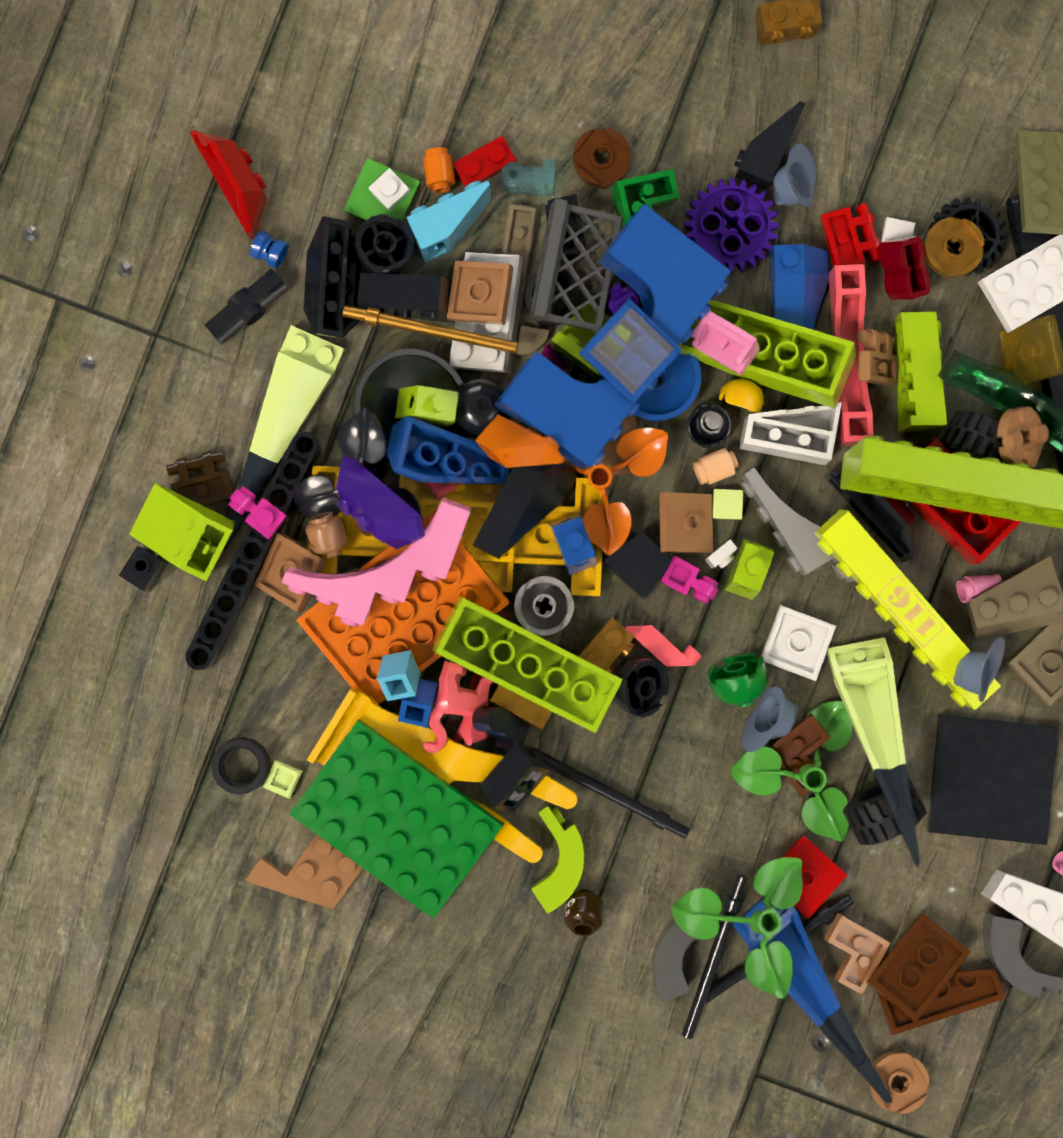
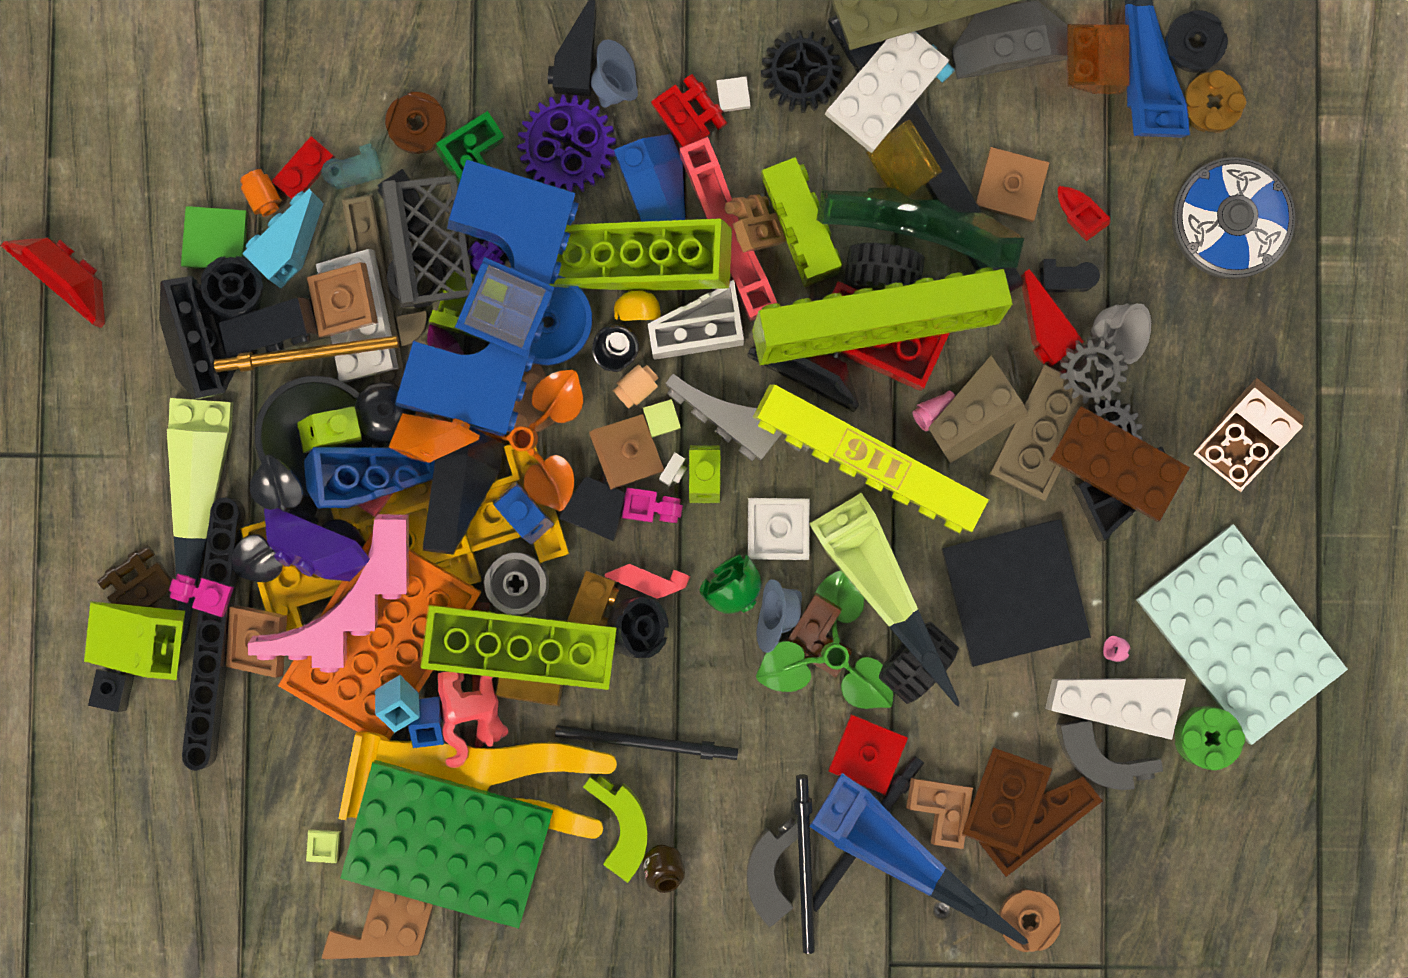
camera: 20 degrees left, 0 degrees up
(219, 759) = (255, 859): black tyre -> none
(246, 306) = (119, 395): black piece -> none
(269, 249) = (121, 331): blue wheel -> none
(326, 534) = (277, 591): medium nougat head -> none
(389, 189) = (218, 230): white plate -> none
(501, 726) = (517, 715): black leg -> none
(514, 778) = (547, 762): black hinge -> none
(725, 342) = (598, 263): bright pink hinge -> none
(781, 885) = (860, 852): bright green plant -> none
(904, 268) = (751, 129): dark red brick -> none
(956, 230) = (786, 71): pearl gold plate -> none
(979, 669) = (960, 491): sand blue piece -> none
(1021, 436) = (928, 246): medium nougat plate -> none

